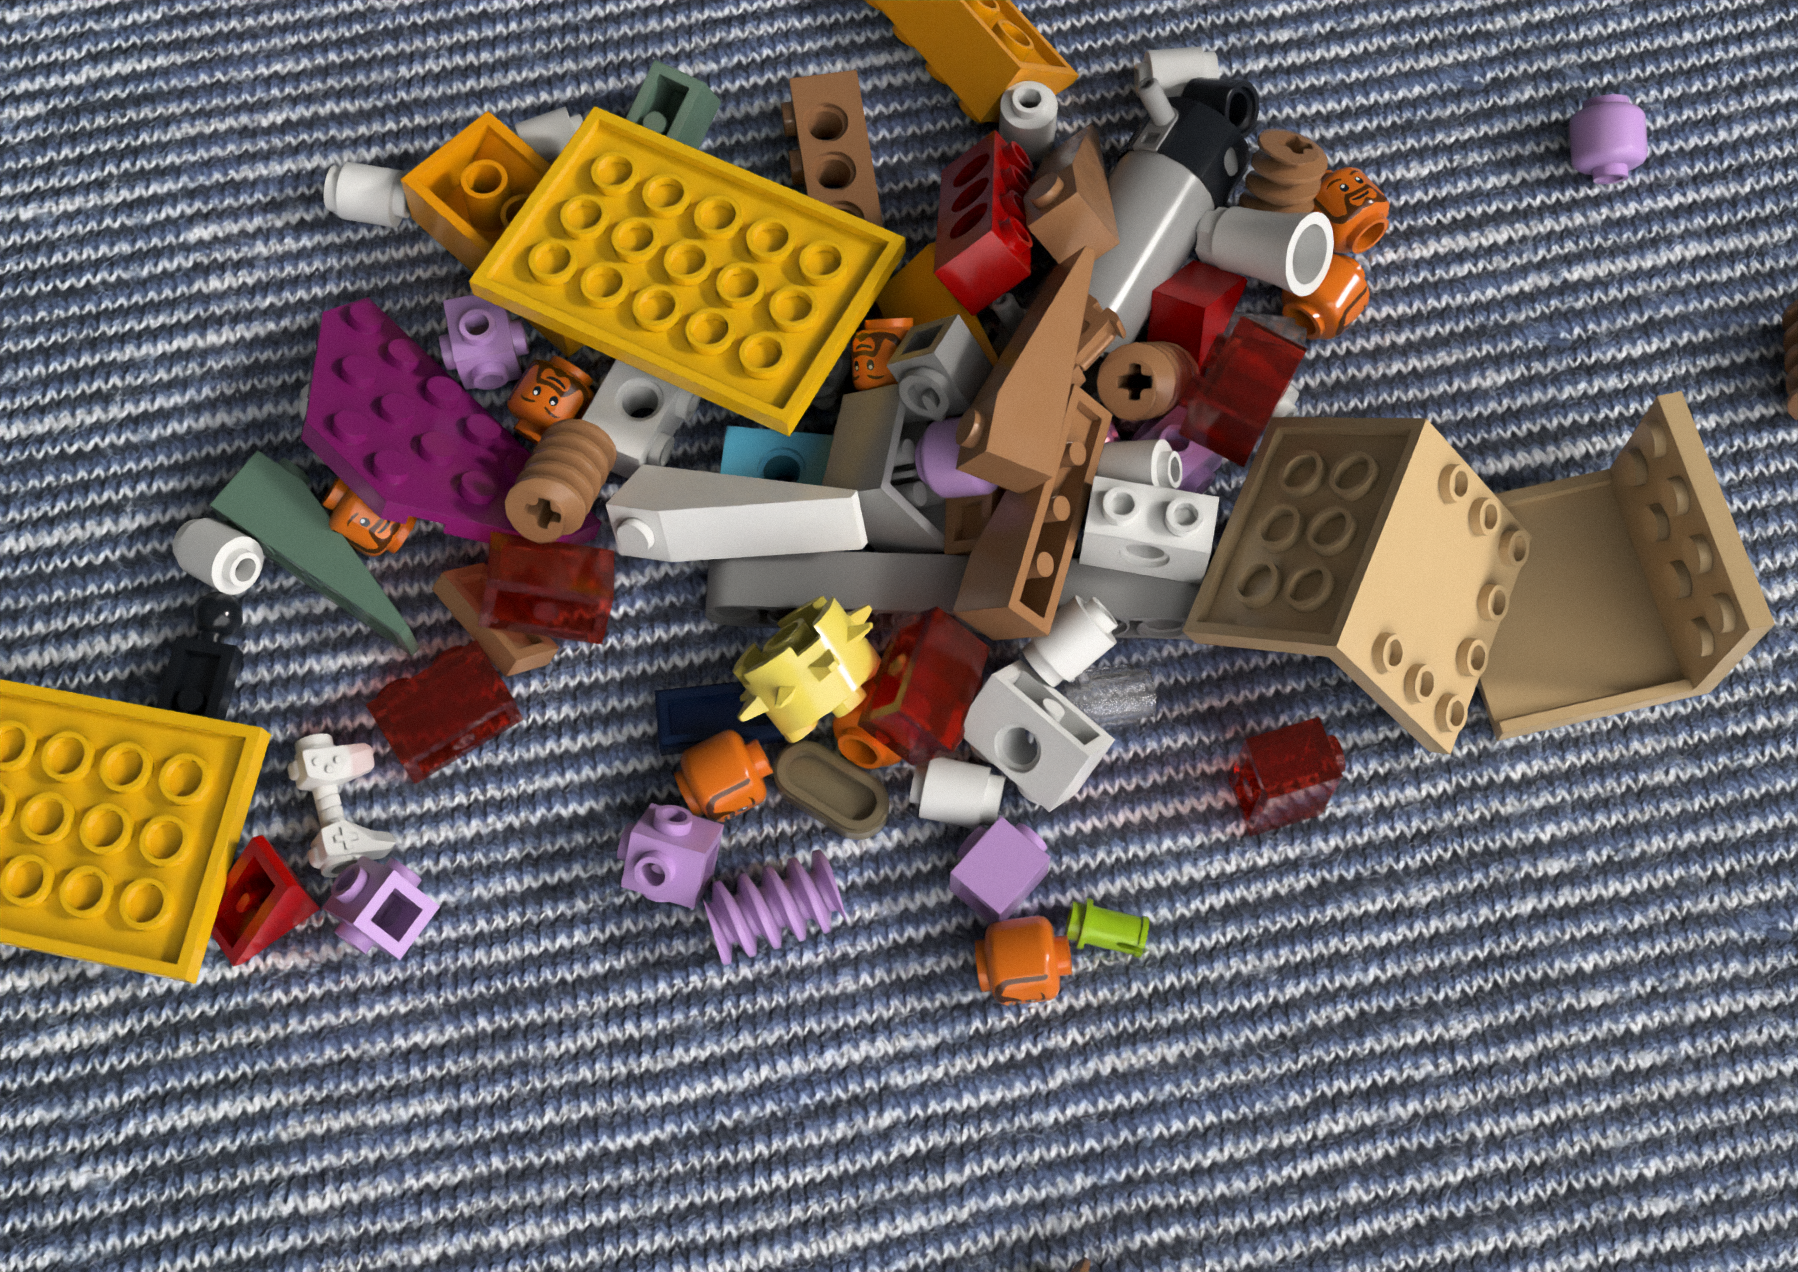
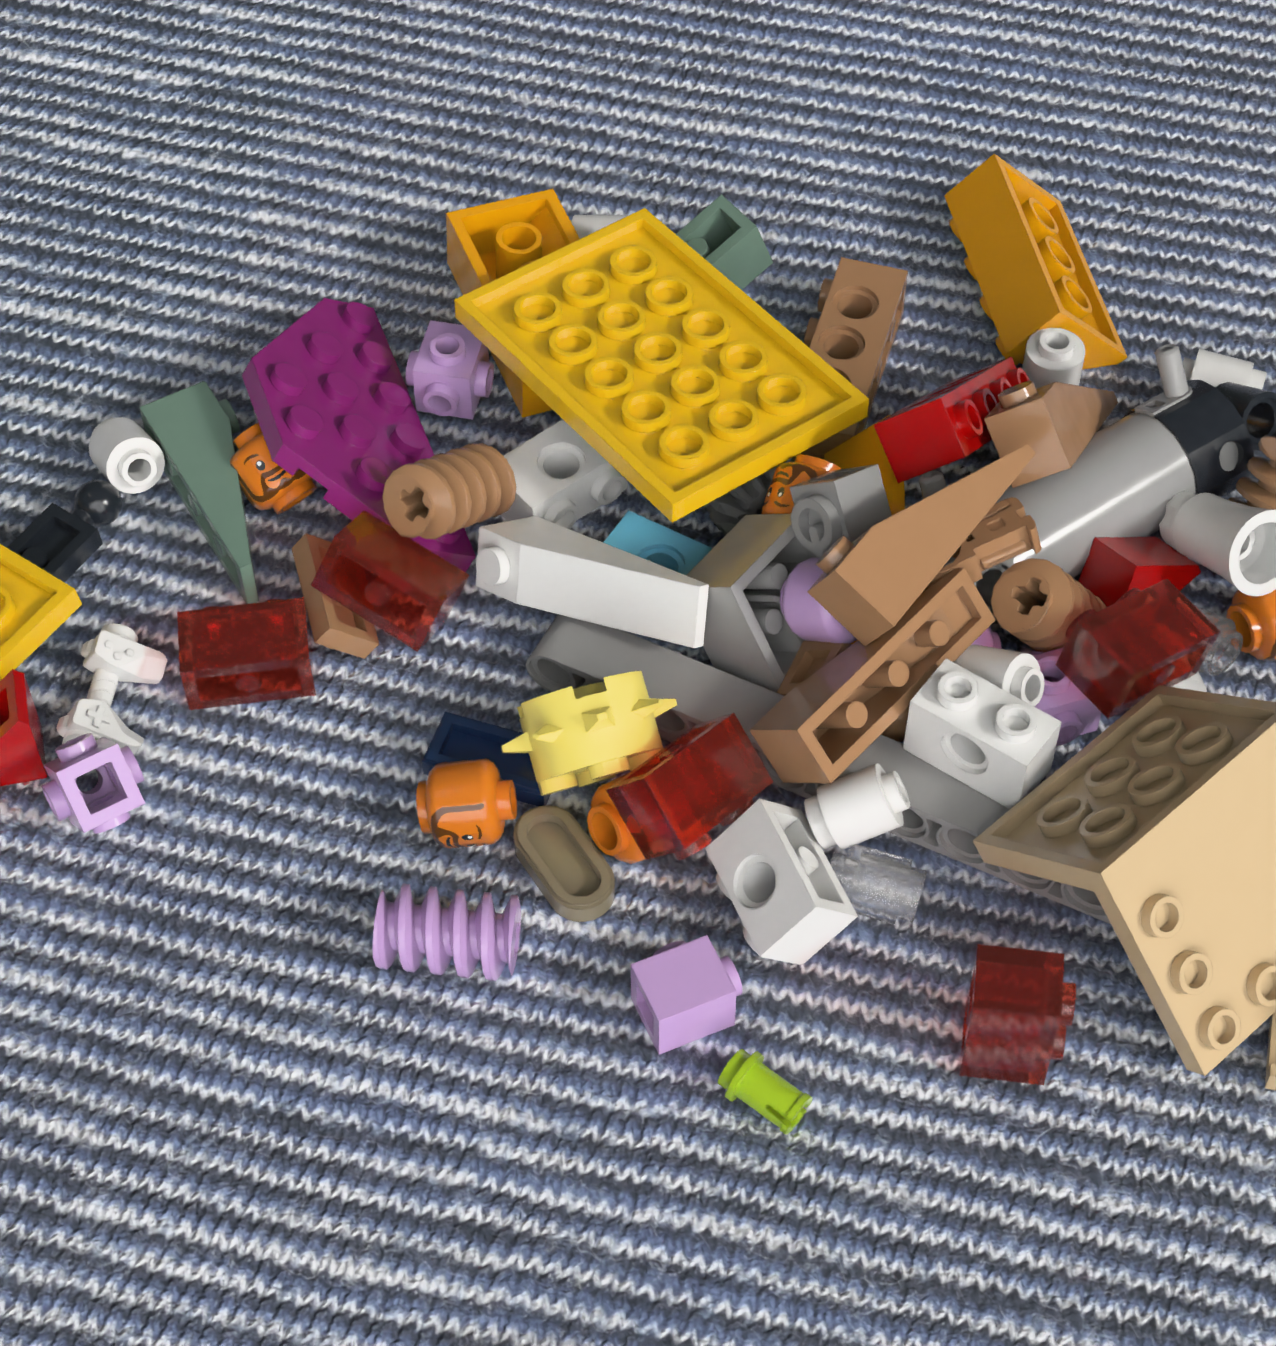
camera: 25 degrees right, 15 degrees down
(366, 194) = (414, 227): white brick -> none
(547, 395) = (487, 424): orange head -> none
(670, 855) = (377, 847): lavender brick -> none
(957, 793) = (679, 905): white brick -> none
(1022, 960) = (662, 1080): orange head -> none

